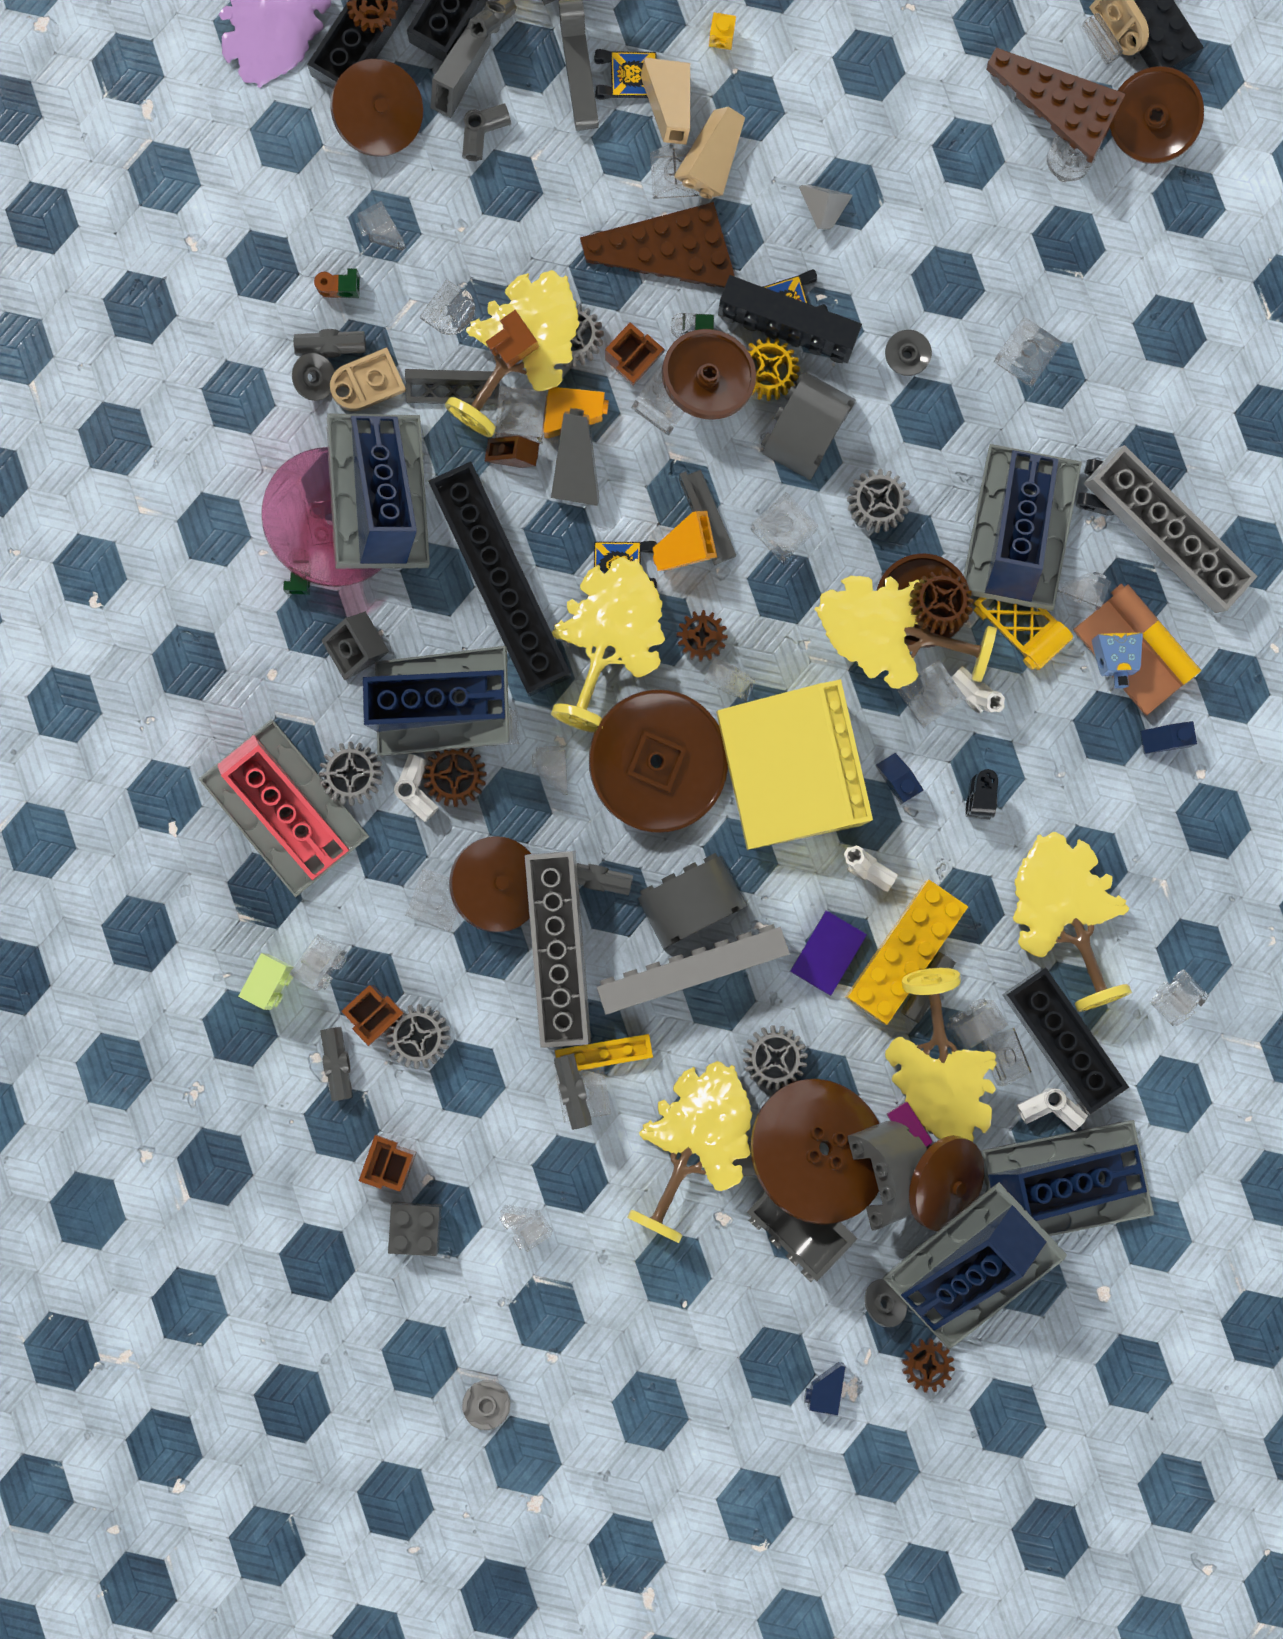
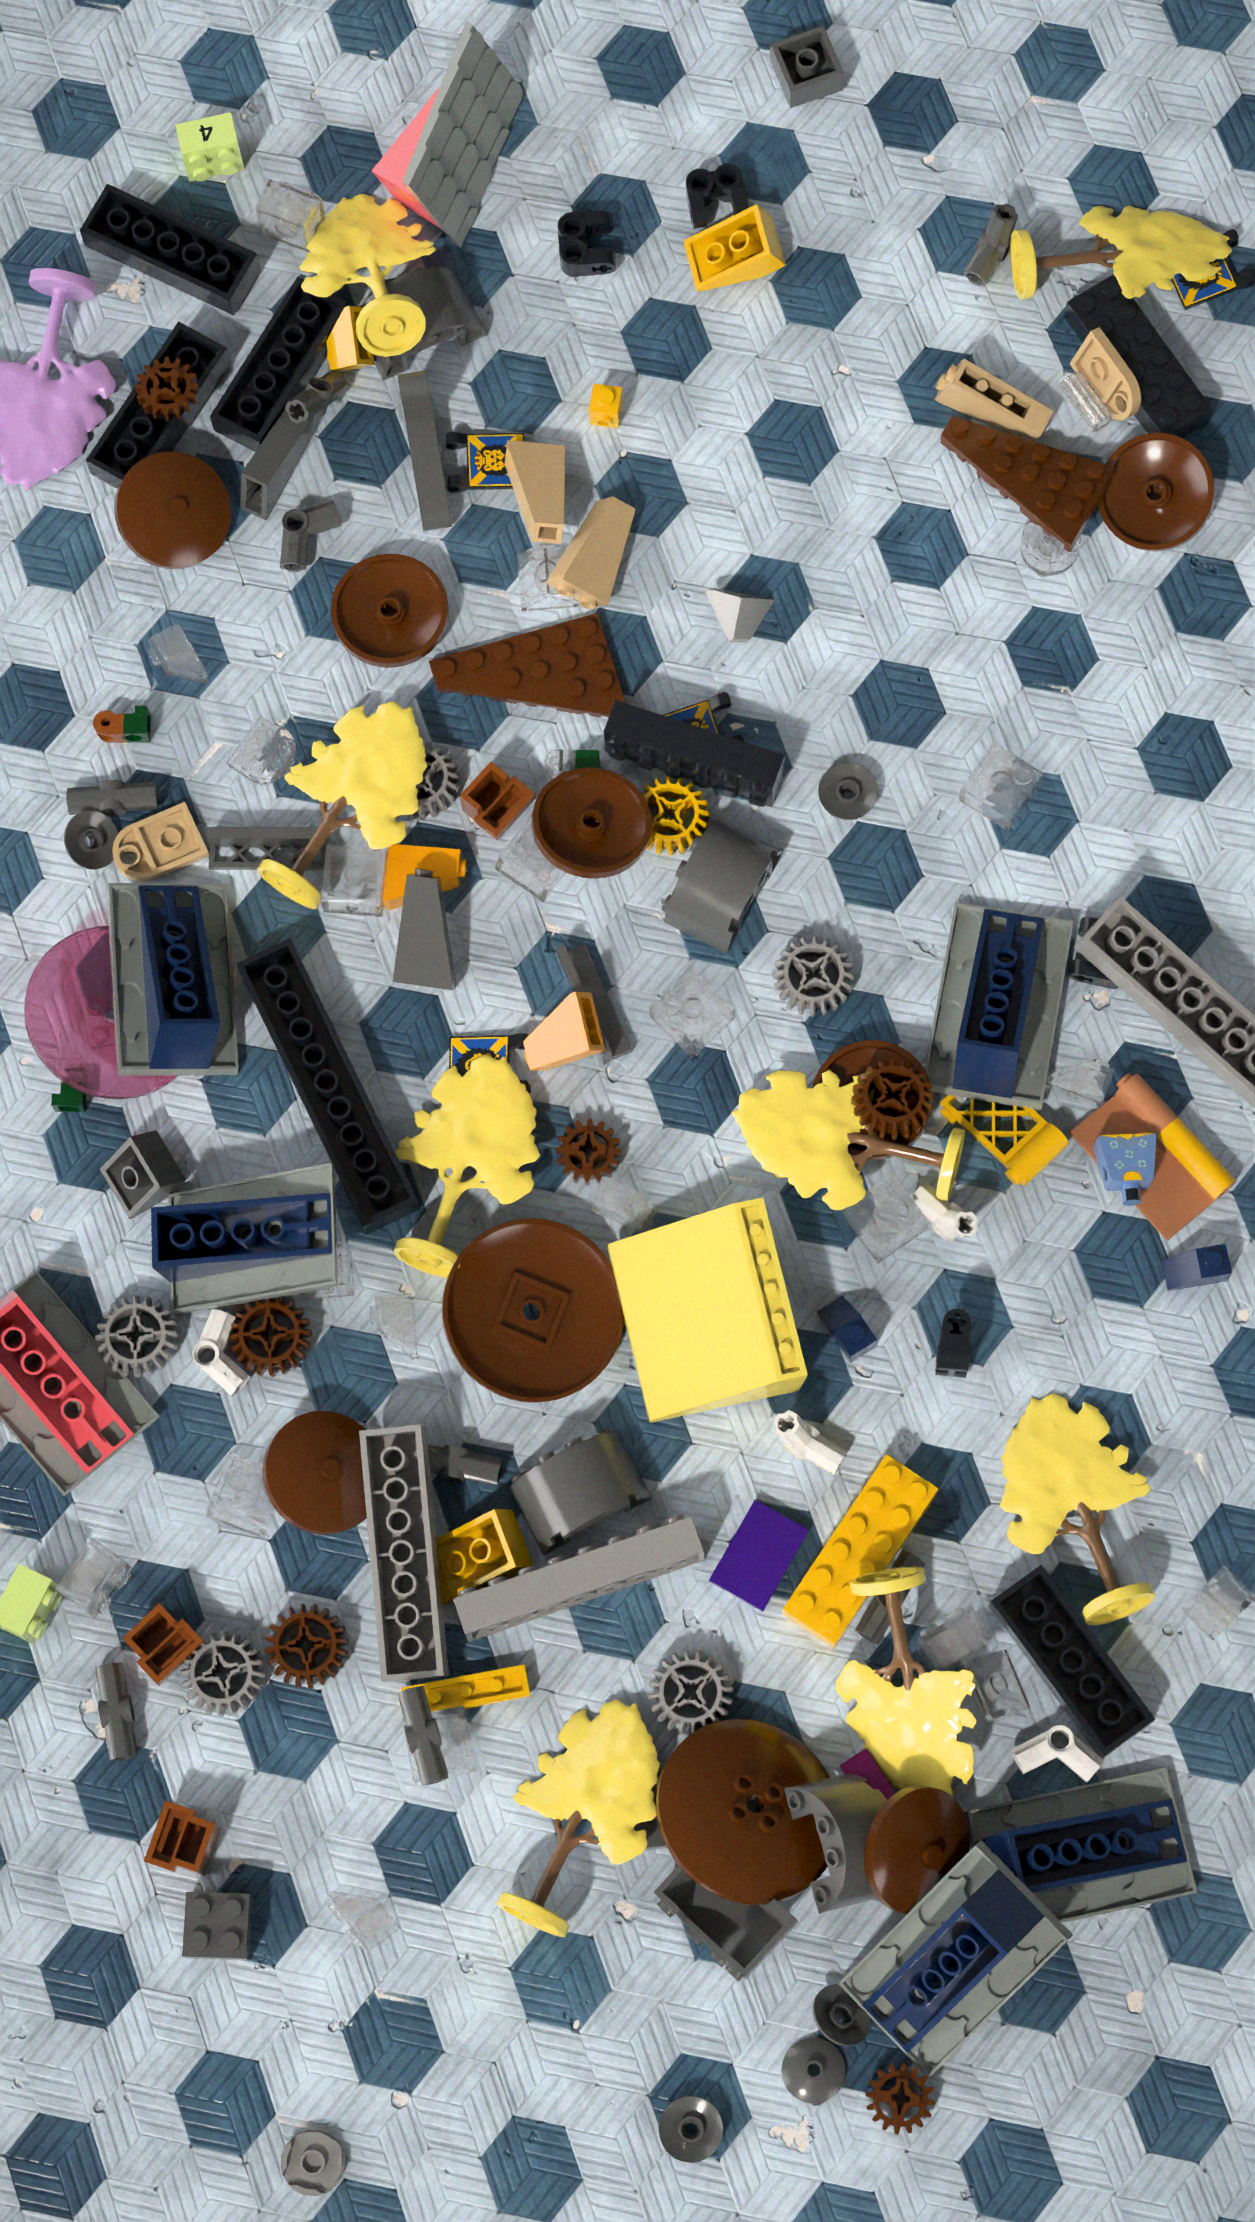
camera: 10 degrees right, 10 degrees down
(466, 1018) = (320, 1644): none -> reddish brown gear
(512, 451) = (344, 926): reddish brown slope -> none
(513, 341) = (342, 787): dark orange plate -> none
(549, 195) = (389, 610): none -> reddish brown dish
(616, 949) = (481, 1552): none -> yellow slope
(770, 1398) = (673, 2123): none -> dark grey dish
(826, 1391) = (764, 2135): dark blue slope -> none
(859, 1329) = (810, 2088): none -> dark grey dish
(1028, 36) = (991, 401): none -> tan slope

